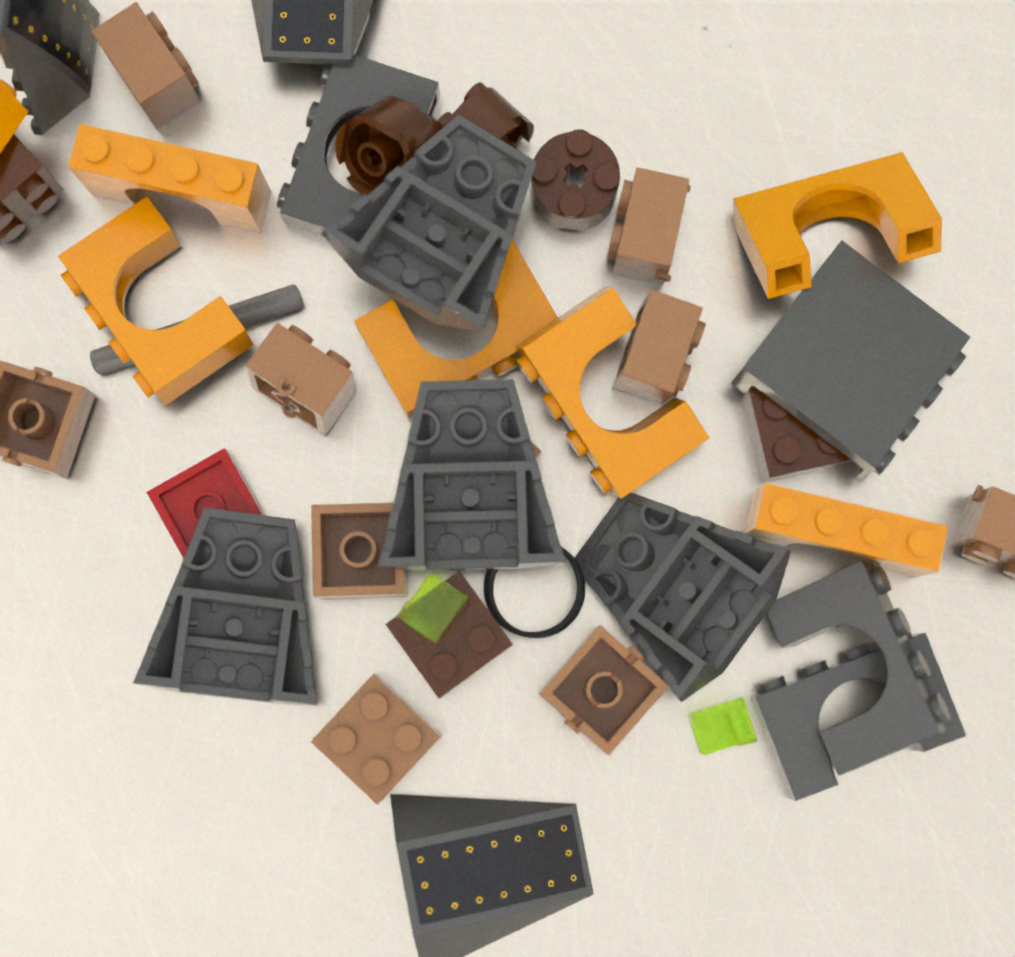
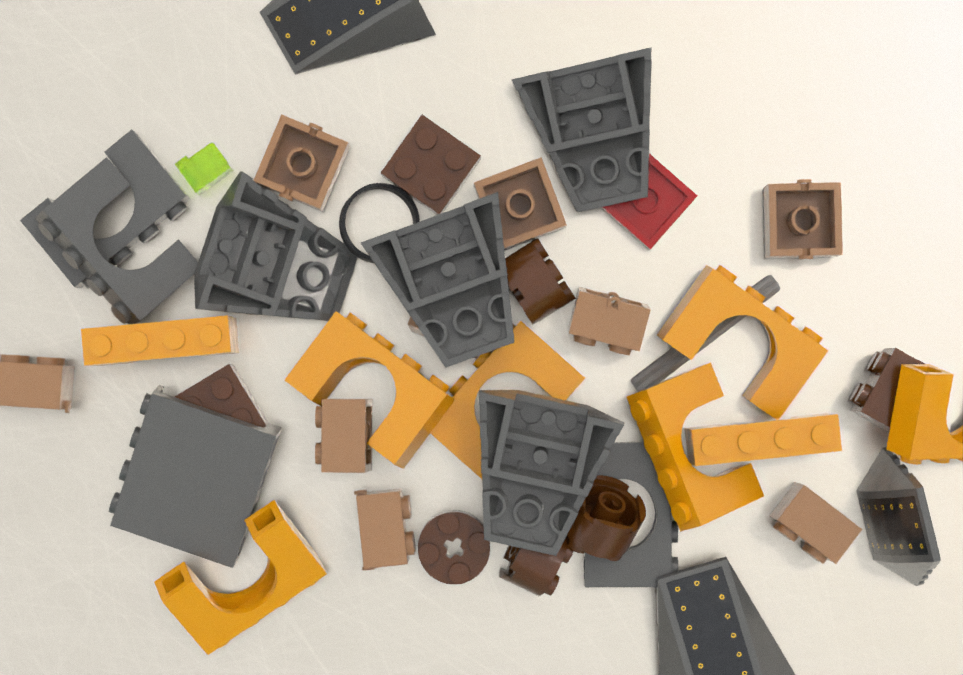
camera: 160 degrees right, 5 degrees up
(279, 244) = (660, 418): none -> light orange arch
(370, 451) = (536, 282): none -> reddish brown brick
(376, 738) = (458, 70): medium nougat brick -> none
(433, 608) = (448, 177): clear neon green panel -> none

